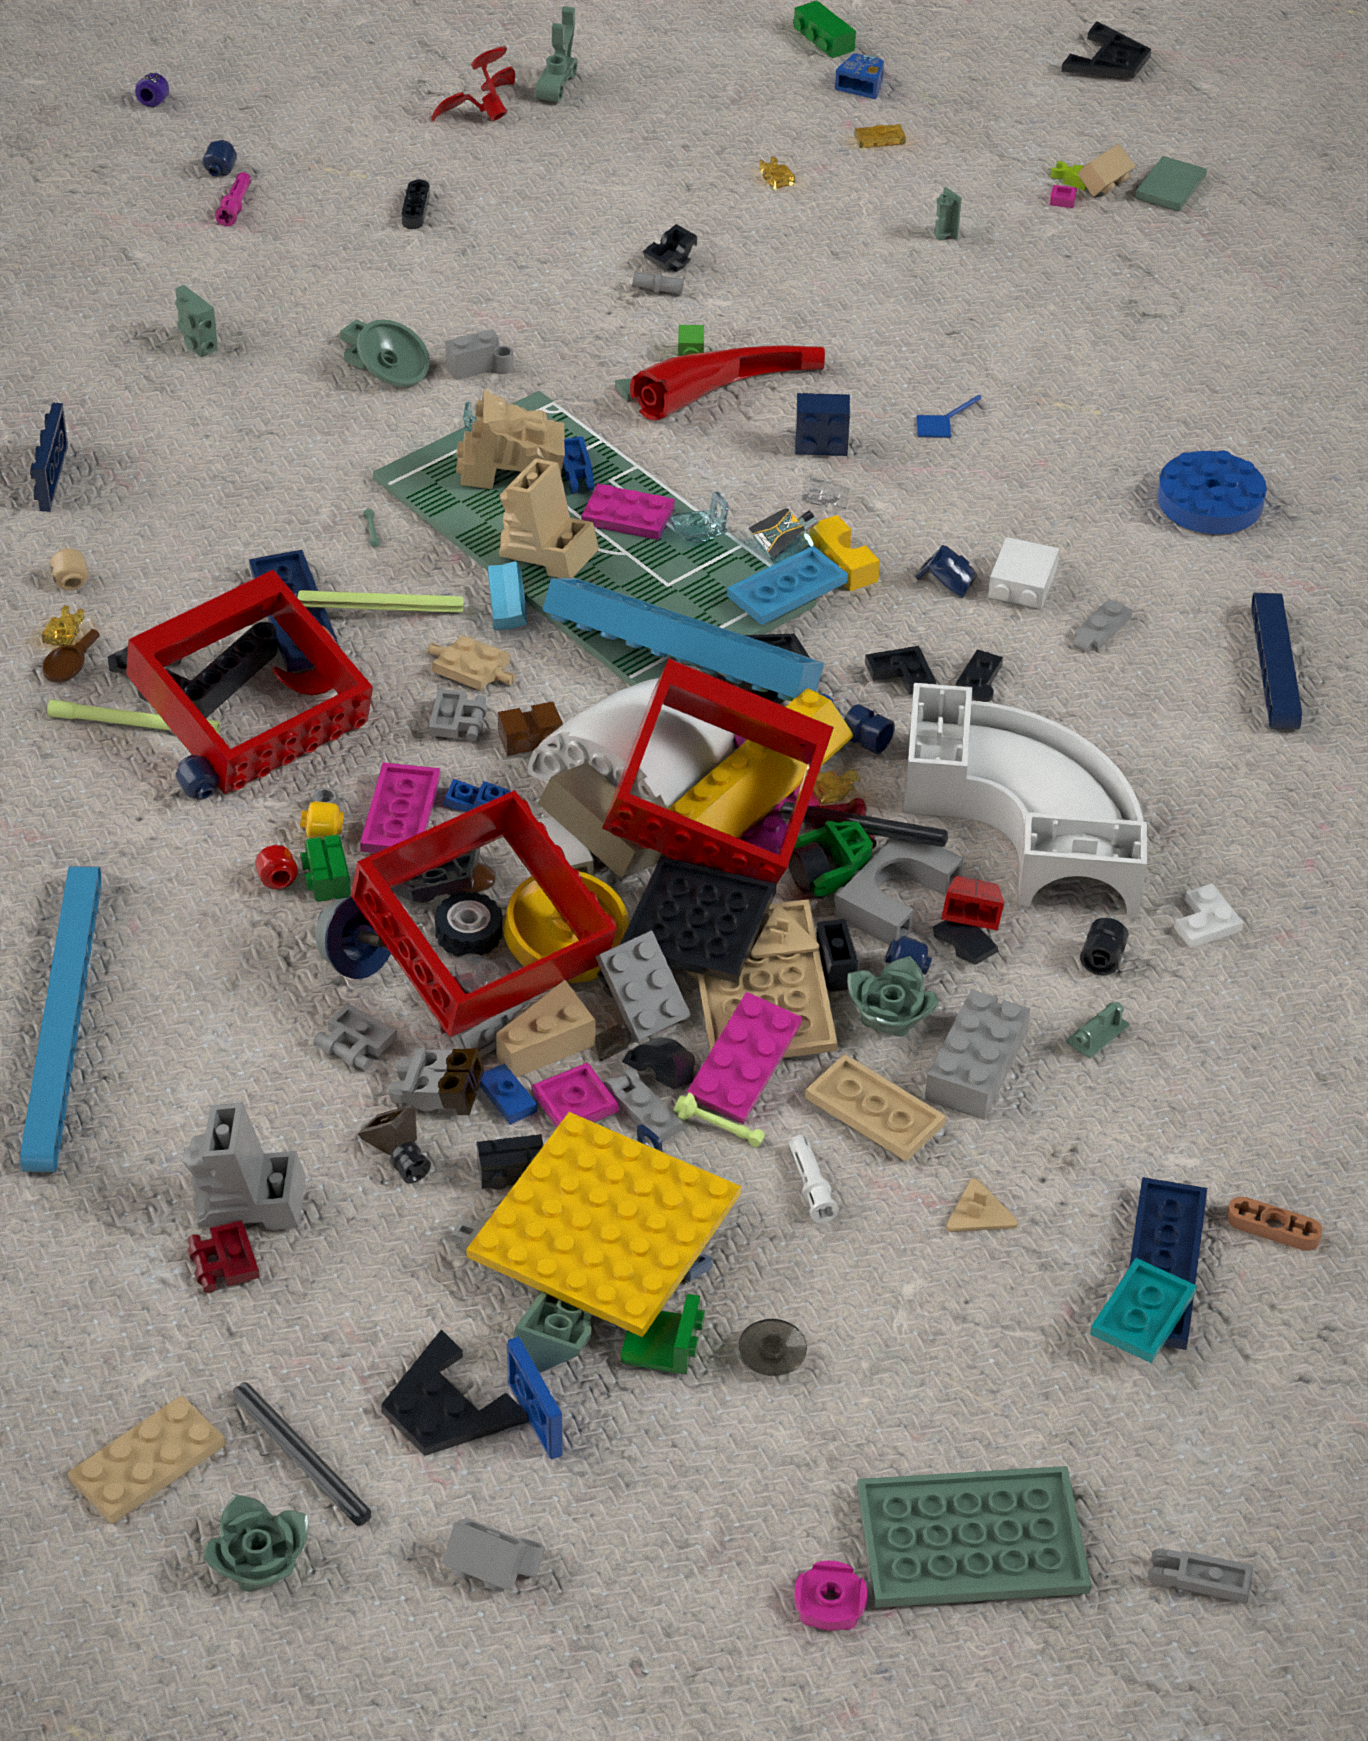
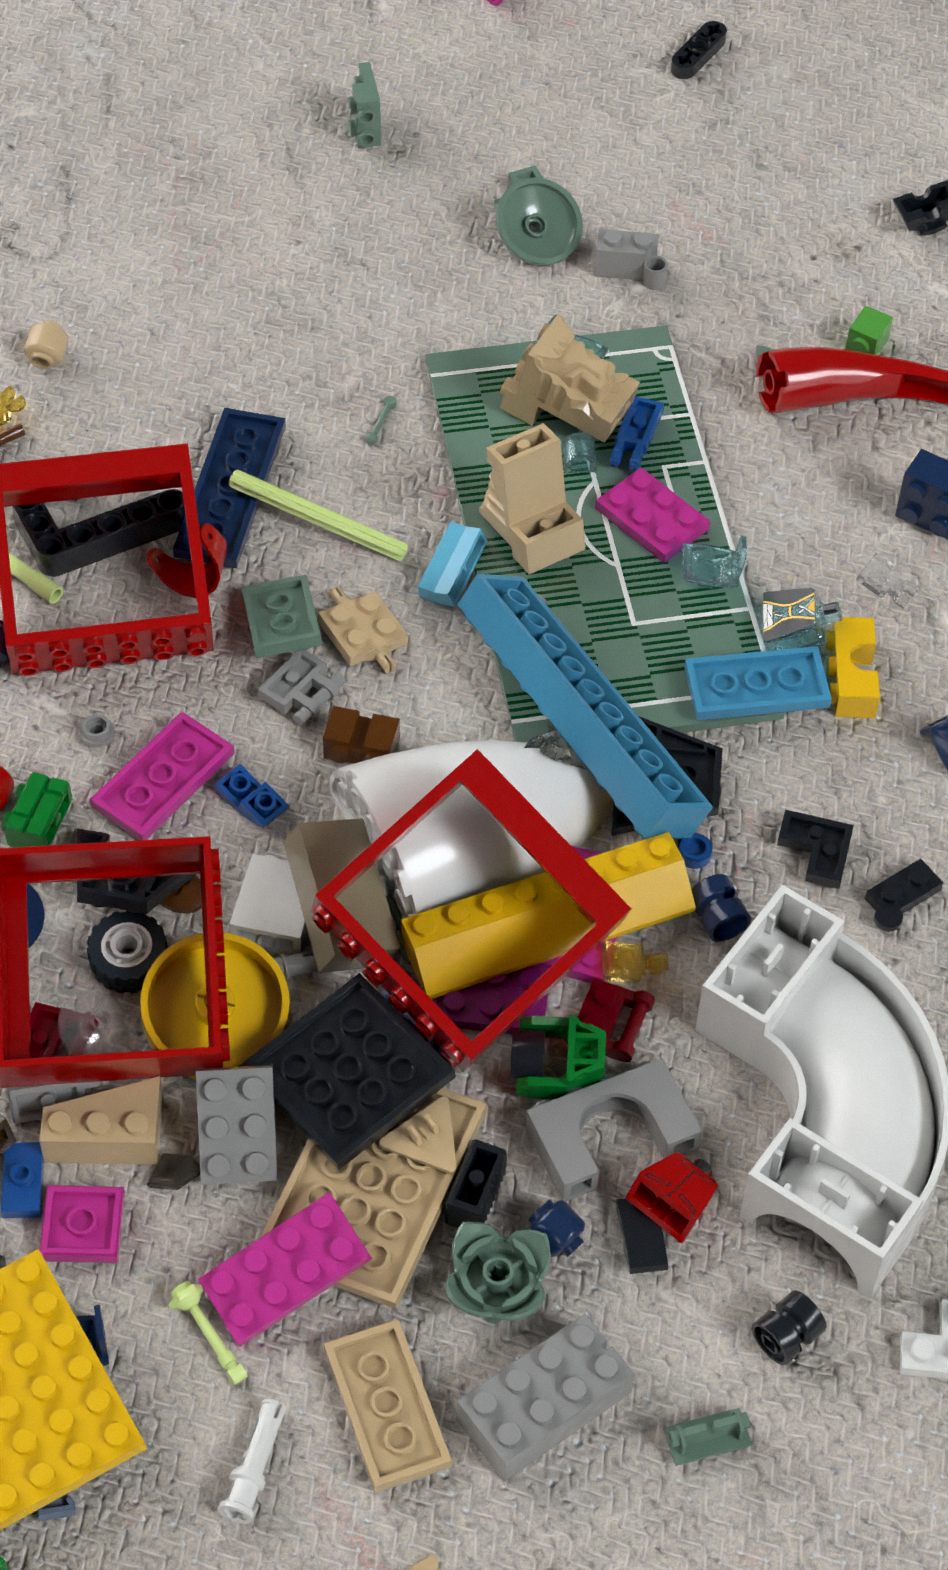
camera: 30 degrees right, 10 degrees up
(49, 457) = (114, 209): dark blue plate -> none
(322, 820) = (72, 754): yellow head -> none
(408, 674) = (281, 616): none -> sand green plate
(643, 1105) = (148, 1271): light grey plate -> none
(658, 283) = (888, 243): light grey pin -> none
(667, 1058) = (201, 1227): black cylinder -> none
(873, 825) = (628, 1040): black axle -> none

